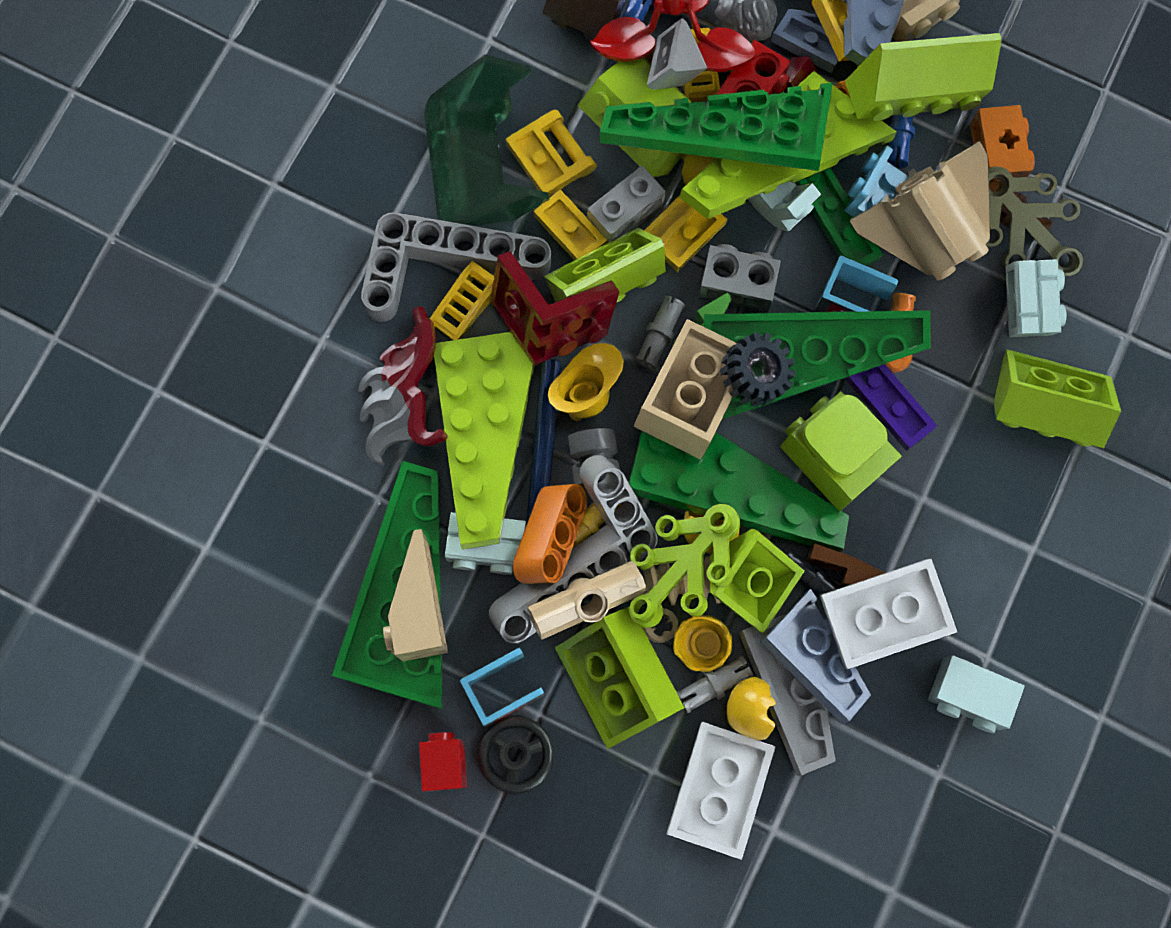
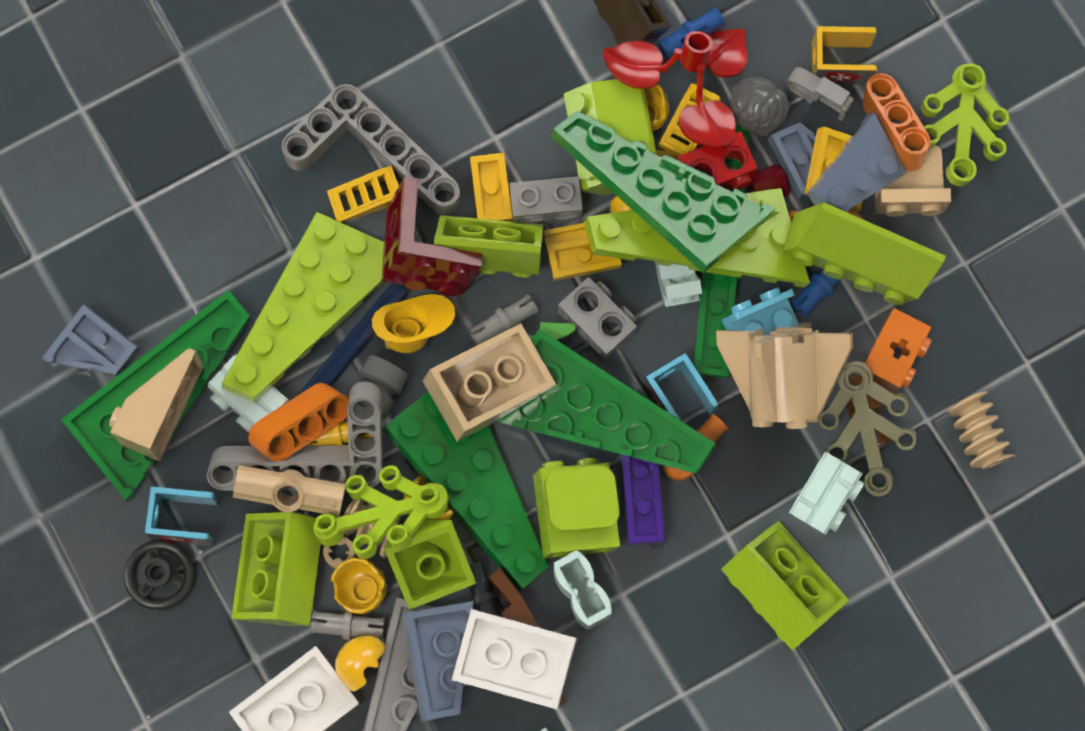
camera: 35 degrees right, 0 degrees up
(312, 590) = (91, 345): none -> sand blue wing
(395, 395) = (258, 236): piece -> none
(442, 762) = (96, 541): red brick -> none
(466, 148) = (453, 73): clear green windscreen -> none
(541, 159) = (507, 118): yellow plate -> none
(675, 58) = (661, 107): light grey slope -> none
(772, 360) = (562, 399): black bush -> none
(904, 520) = (576, 581): none -> light aqua brick
(1118, 166) = (979, 432): none -> tan piece

